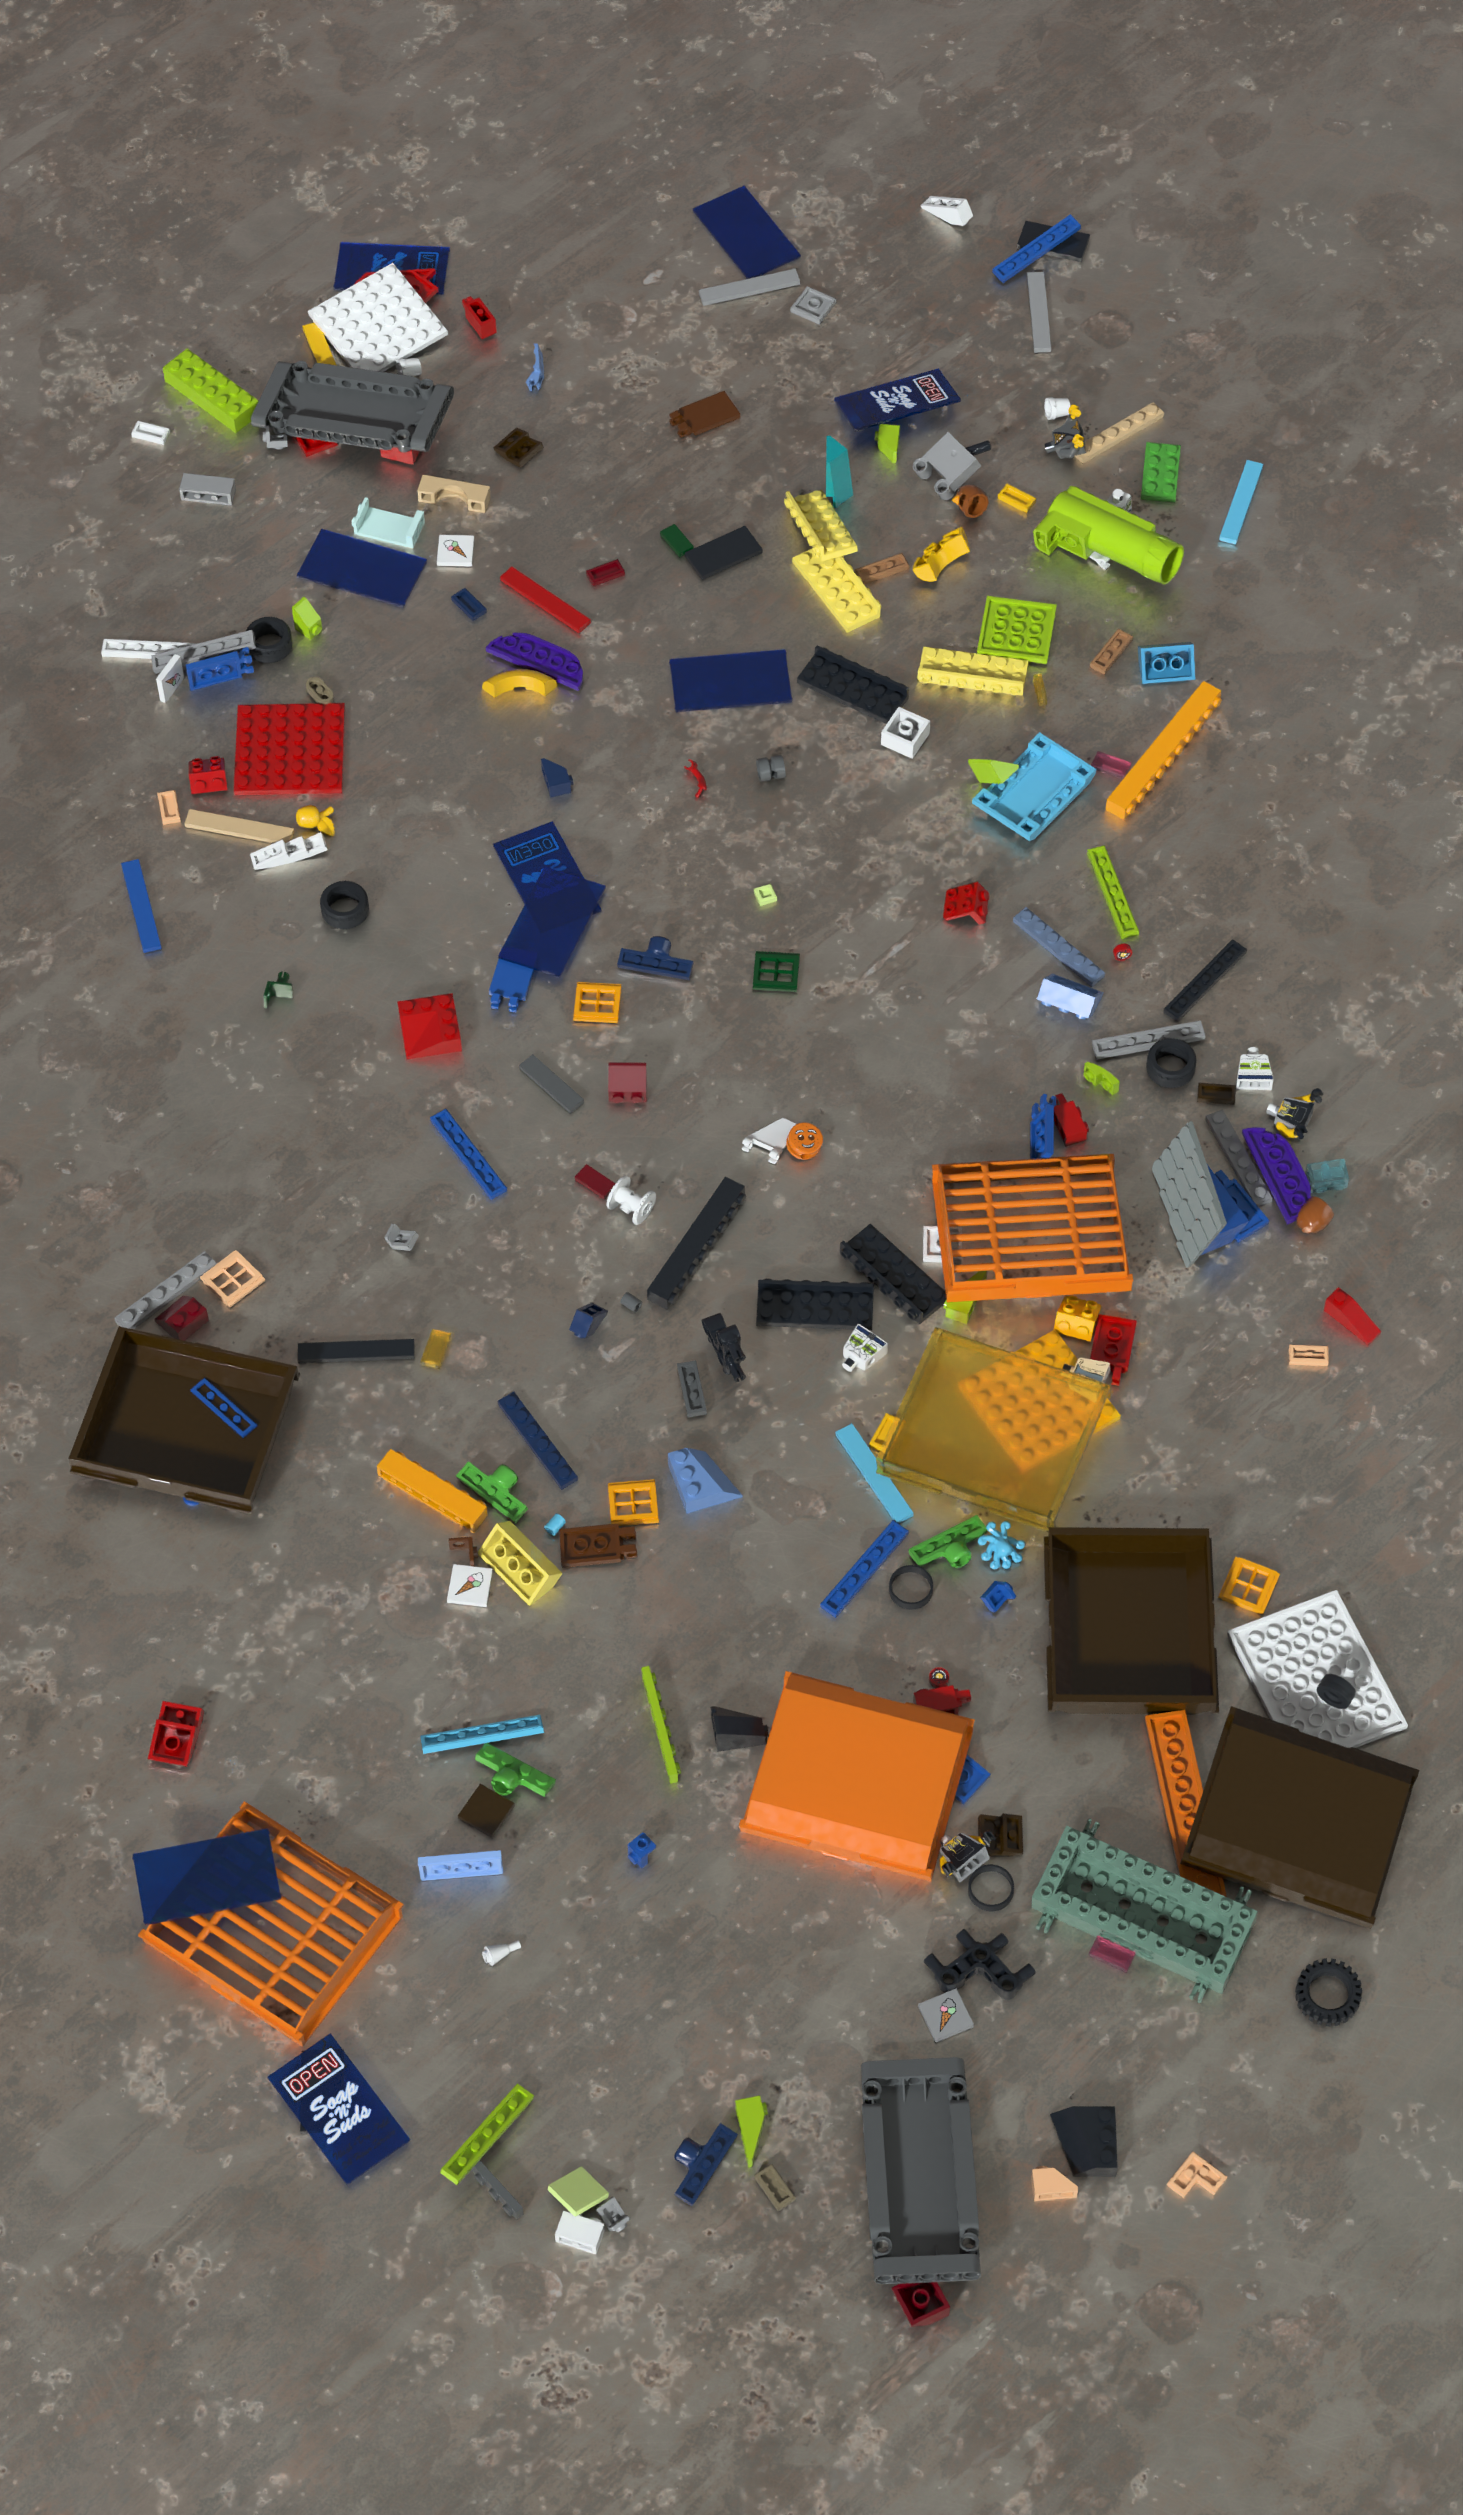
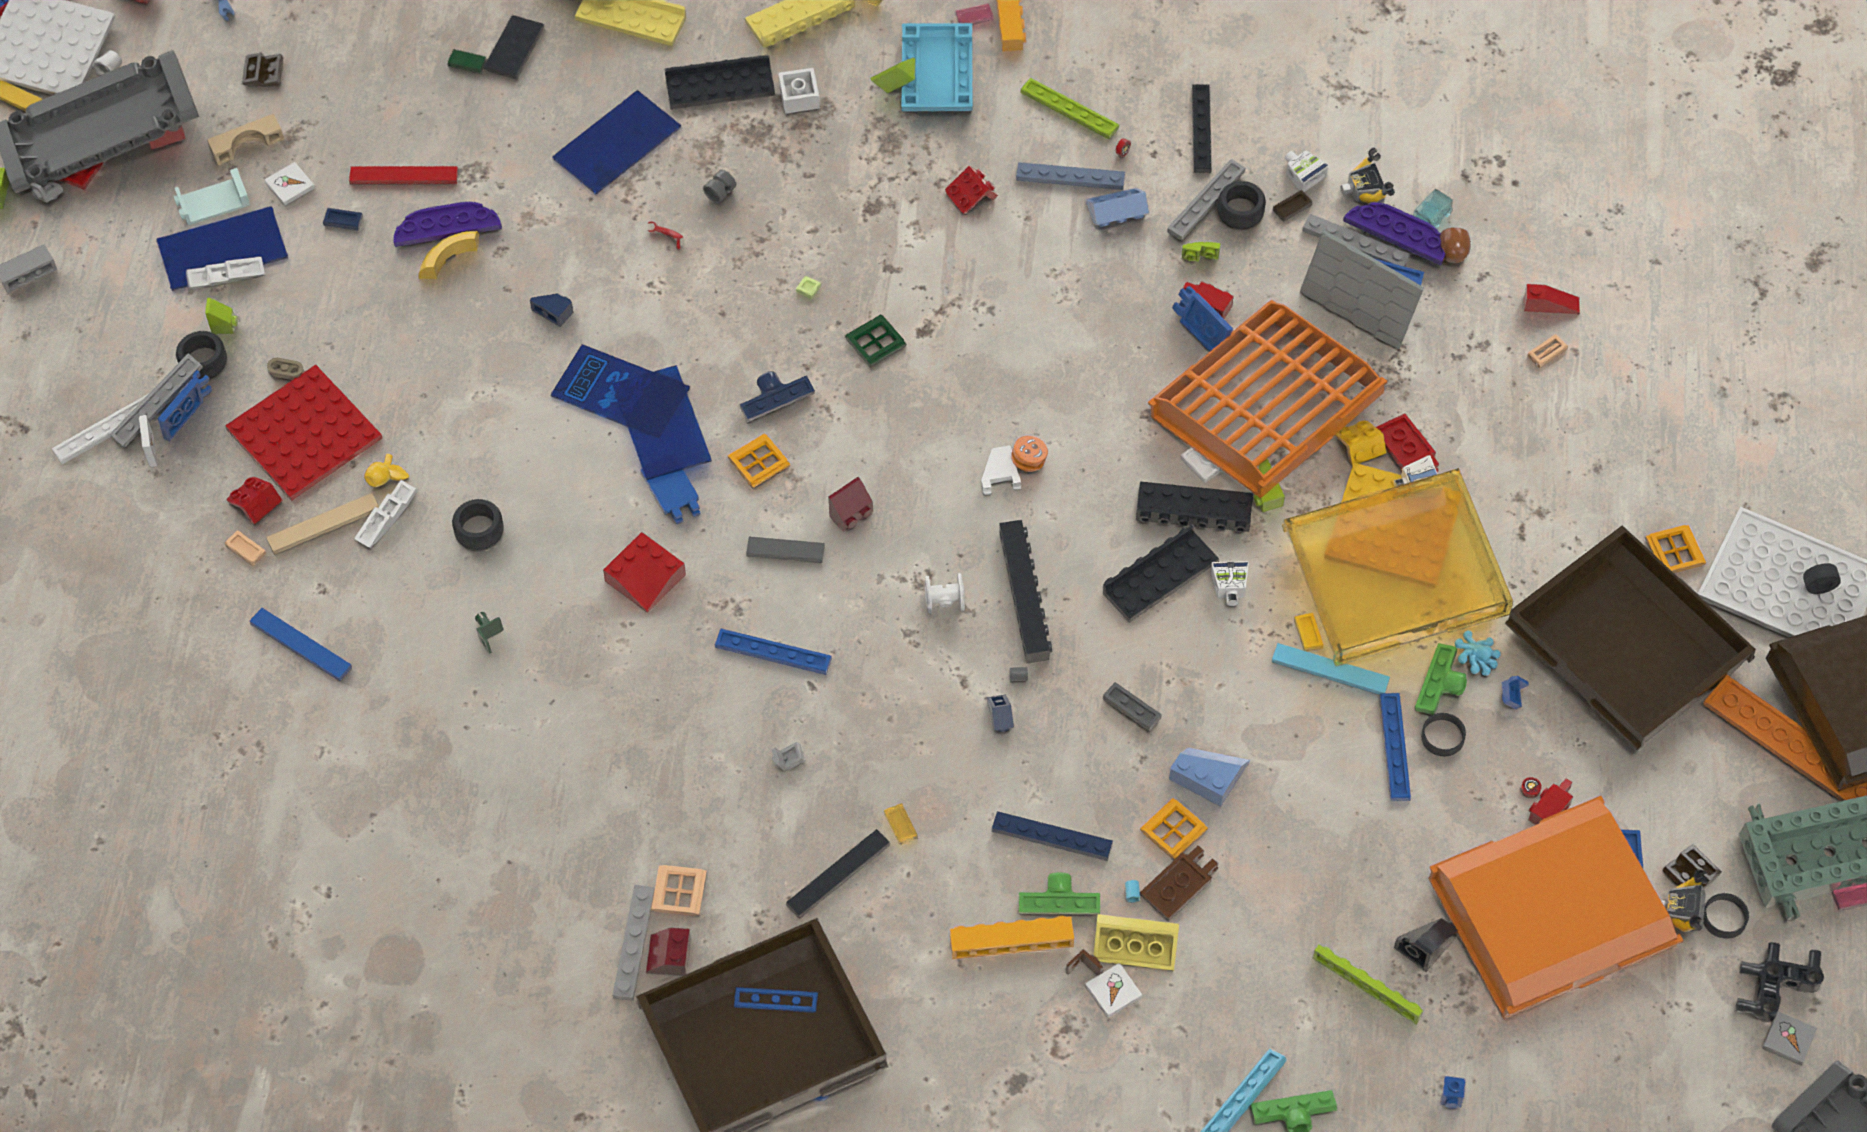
camera: 40 degrees left, 0 degrees up
(344, 588) = (225, 273): none -> white slope
(594, 1181) = (896, 601): dark red tile -> none
(605, 572) = (432, 122): dark red tile -> none
(726, 1345) = (1141, 649): black pin -> none

